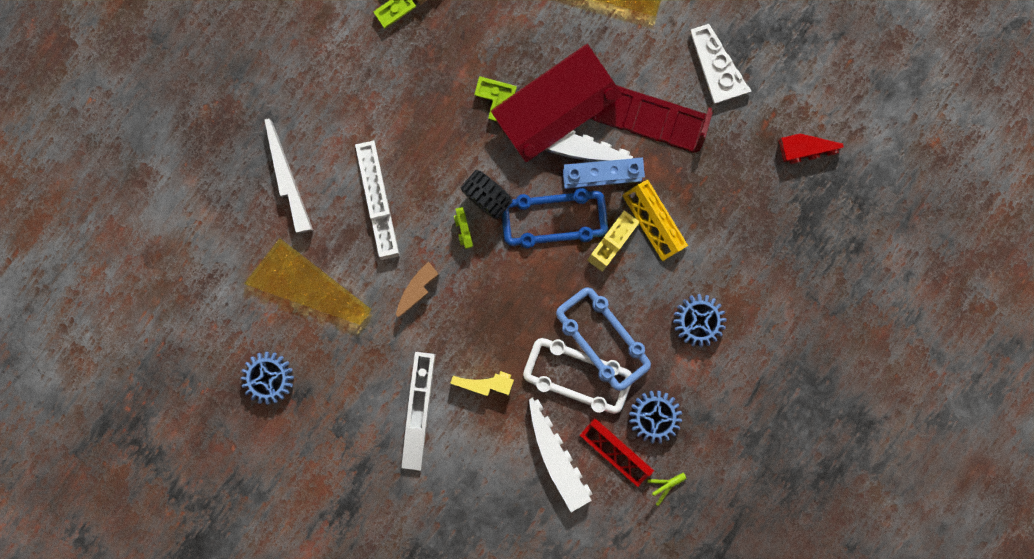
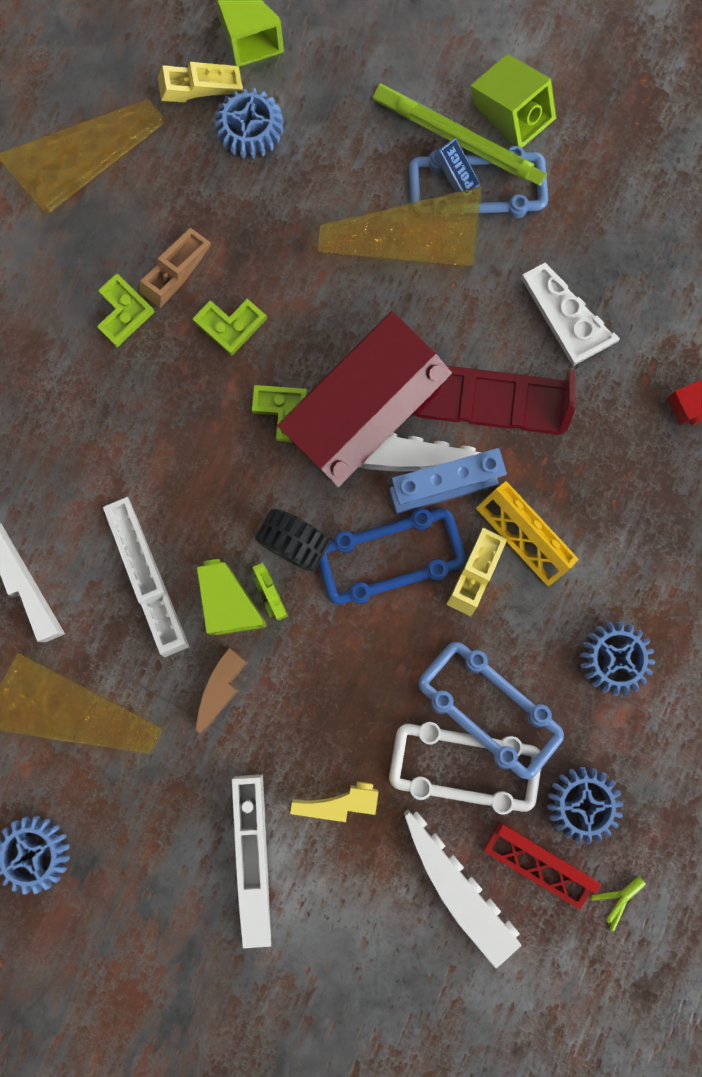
camera: 20 degrees left, 5 degrees down
(431, 228) = (225, 601): none -> lime slope
(469, 32) = (233, 330): none -> lime plate

